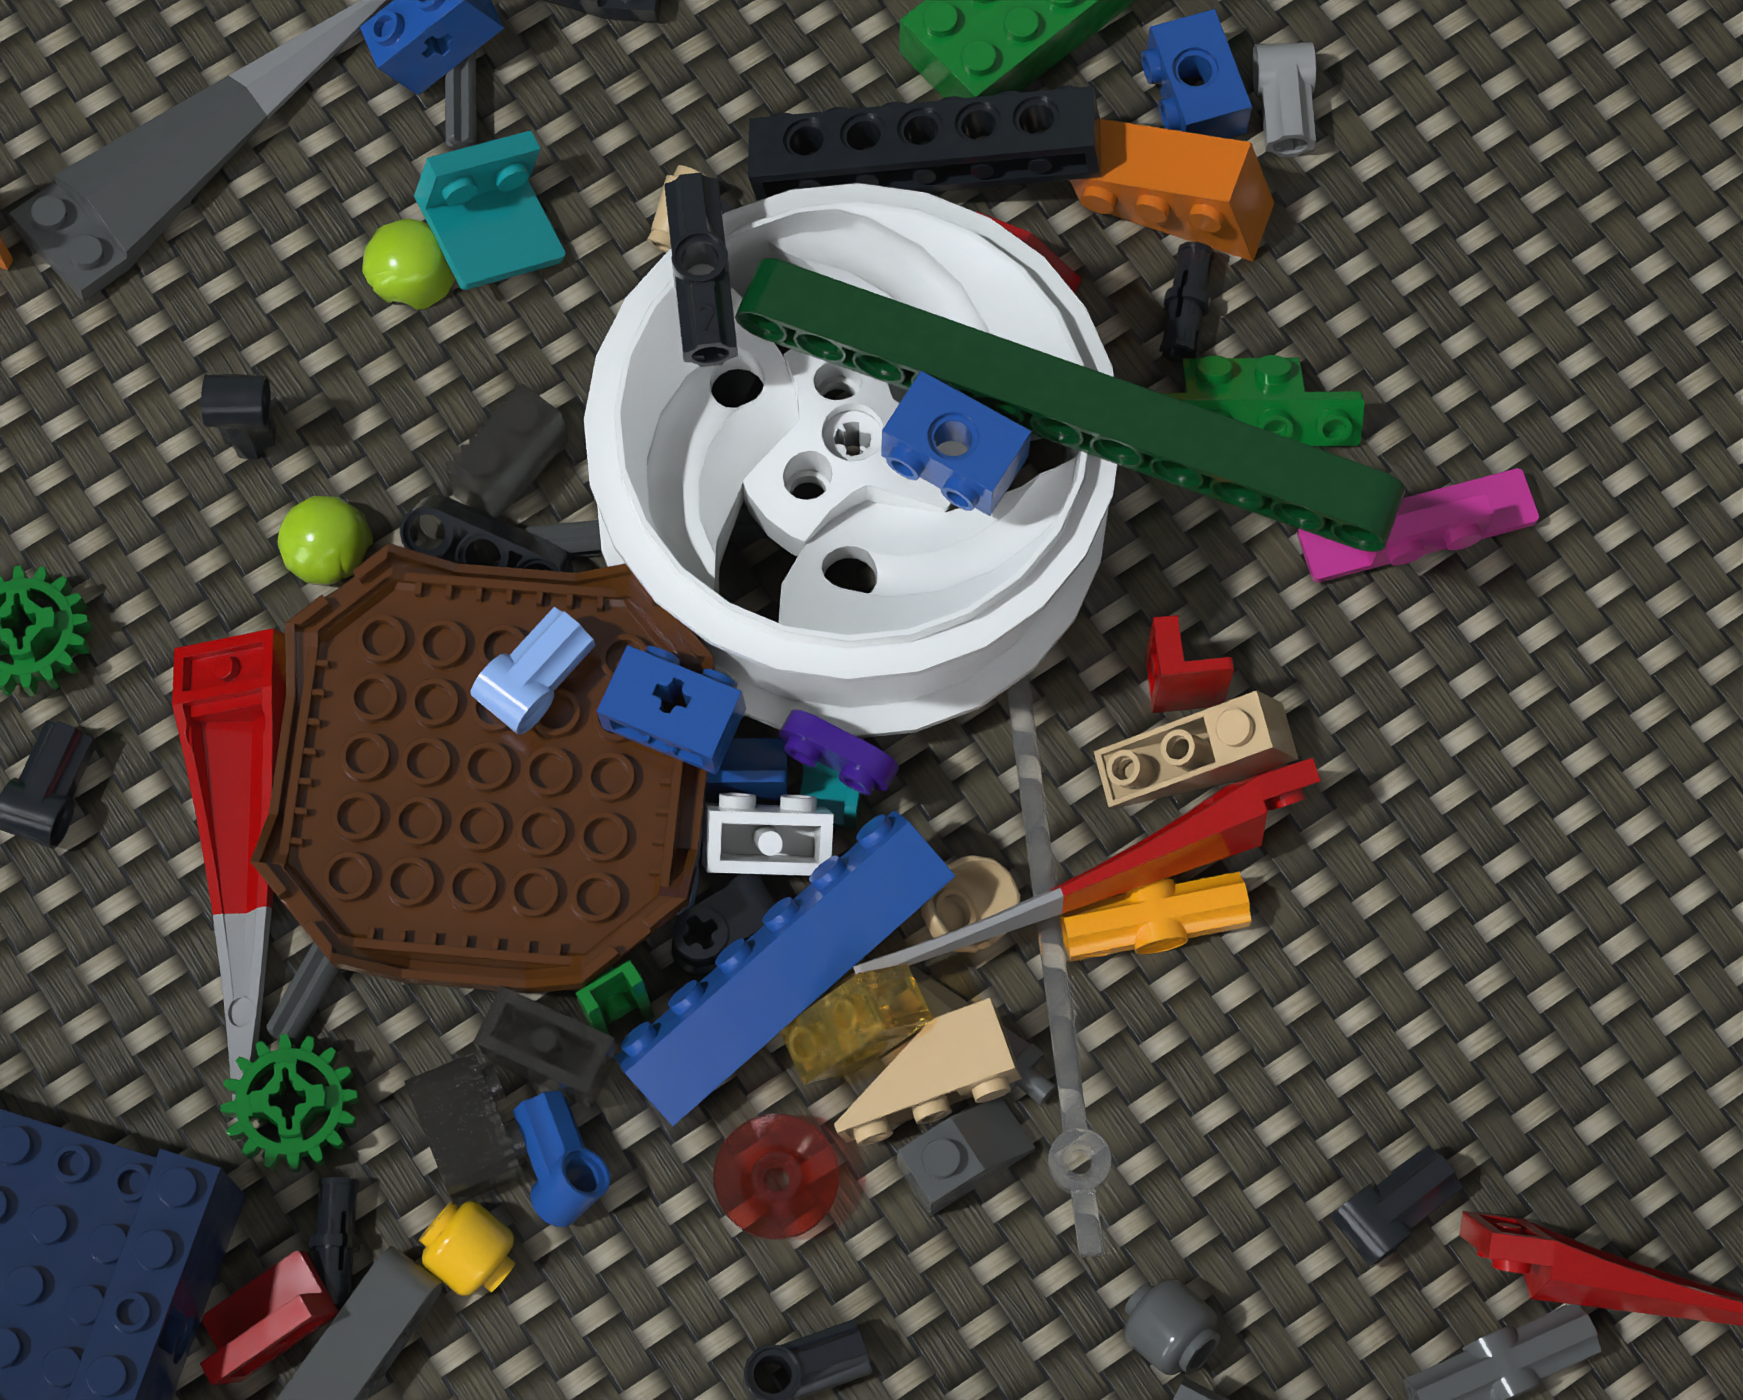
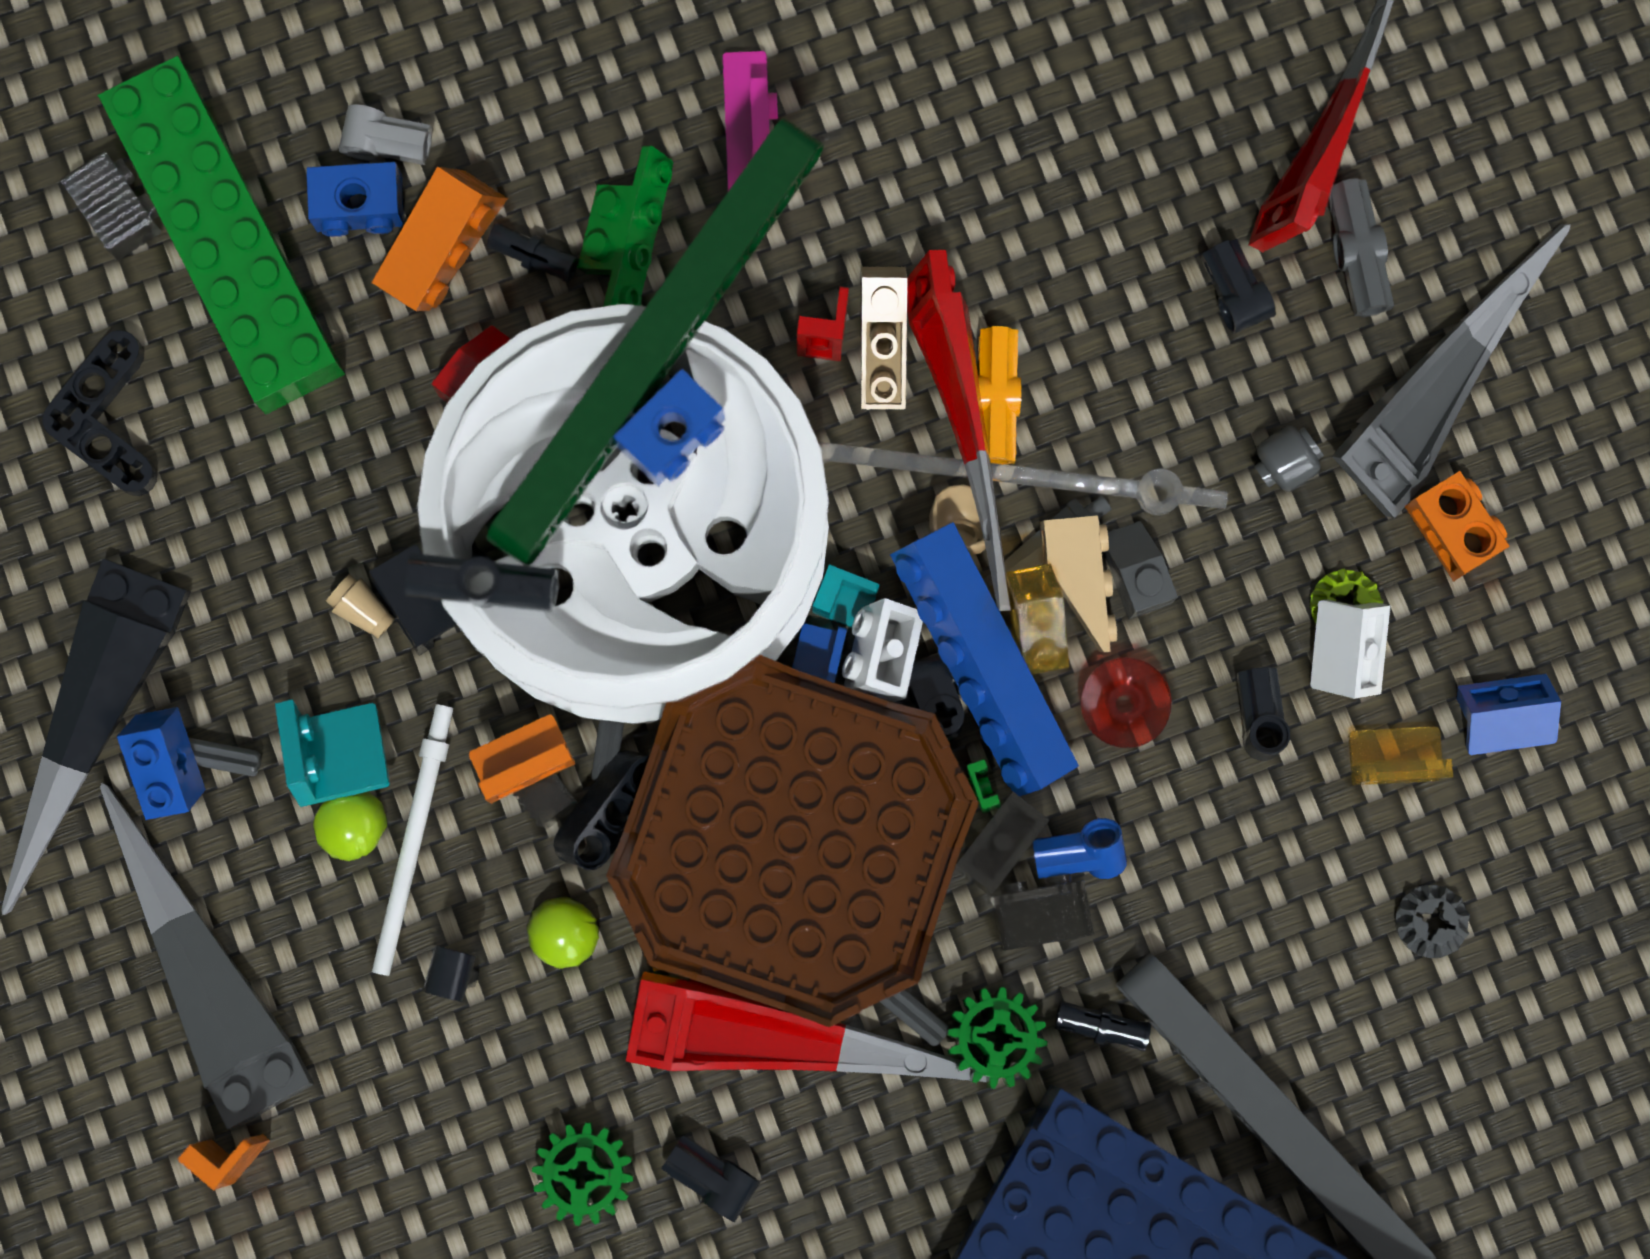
camera: 80 degrees left, 10 degrees up
(266, 1319) = (1150, 1083): red panel -> none
(468, 1248) = (1129, 930): yellow head -> none
(519, 337) = (433, 751): none -> white bar
(520, 419) = (521, 758): none -> orange panel
(522, 684) = (740, 795): light blue piece -> none
(690, 734) = (814, 677): blue brick -> none
(857, 761) = (826, 598): dark purple plate -> none
(952, 157) = (376, 432): black brick -> none

